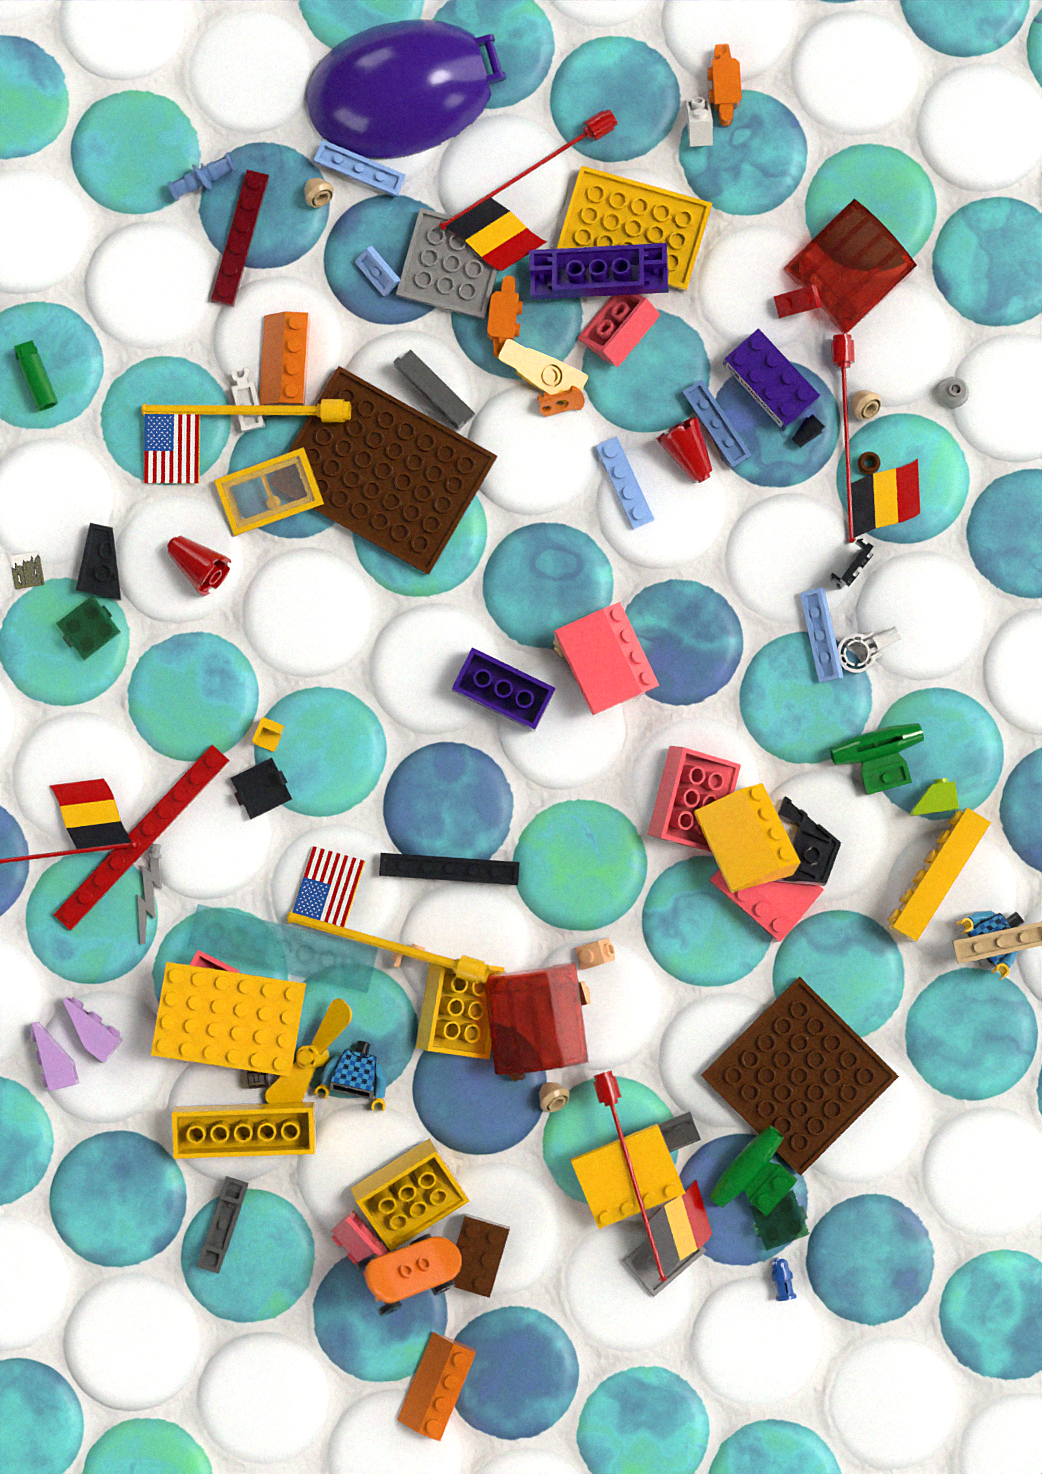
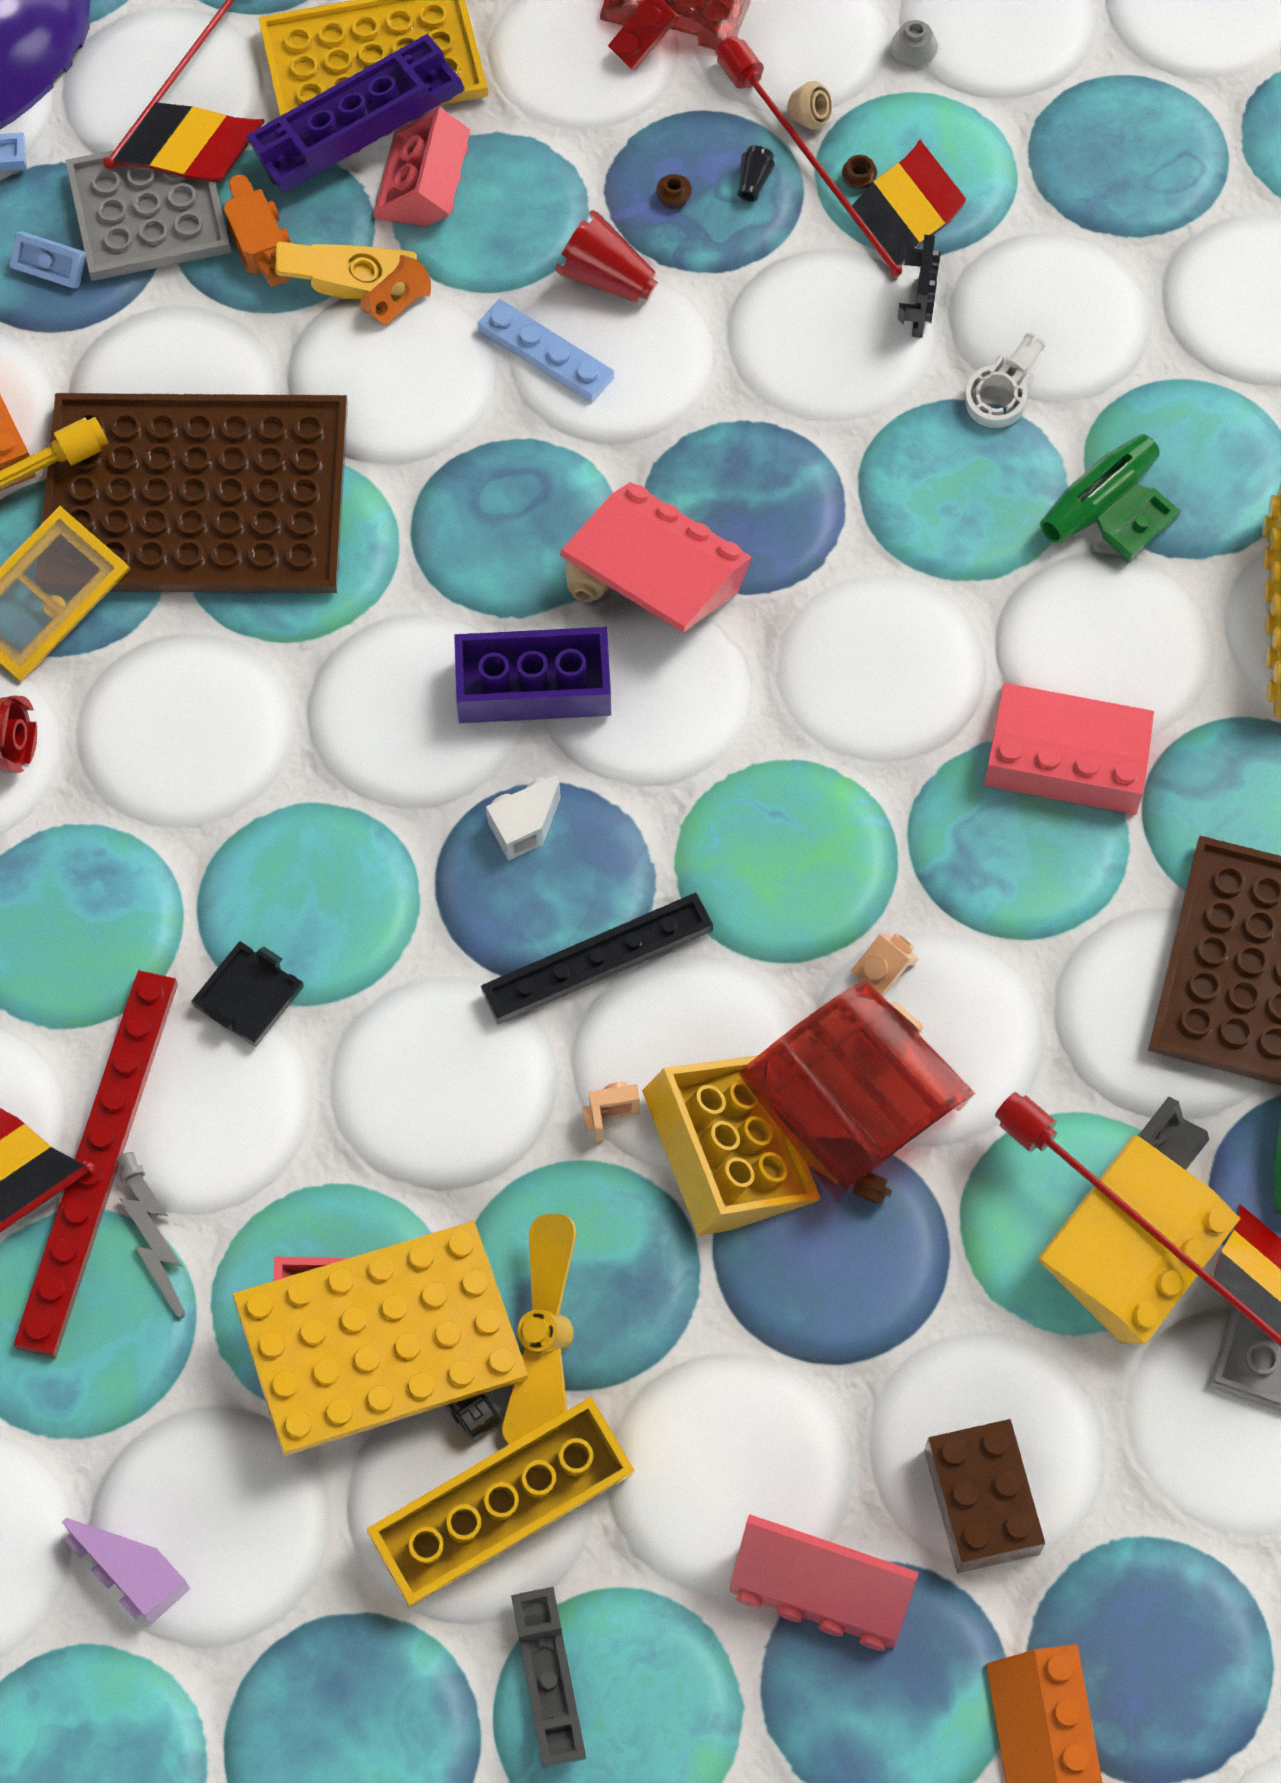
camera: 30 degrees left, 20 degrees down
(94, 1035) = (179, 1492): lavender slope -> none
(268, 734) = (216, 911): yellow panel -> none
(282, 948) = (403, 1202): clear light blue plate -> none
(326, 905) = (438, 1095): flag -> none
(355, 1075) = (630, 1323): torso -> none
(409, 1195) = (823, 1456): yellow slope -> none
(411, 1270) = (898, 1551): orange piece -> none
(434, 389) = (207, 364): dark grey fence -> none
(455, 769) = (524, 817): none -> white slope
(553, 1097) = (952, 1194): tan cone -> none
(687, 784) = (893, 684): coral slope -> none
(716, 424) = (631, 221): medium blue plate -> none
(747, 838) = (1008, 677): yellow slope -> none
(756, 423) = (674, 198): none -> reddish brown plate
(771, 379) = (666, 134): dark purple brick -> none
(813, 846) = (1104, 669): black wing -> none
(821, 635) = (934, 396): light blue plate -> none
(937, 798) = (1230, 514): lime slope -> none

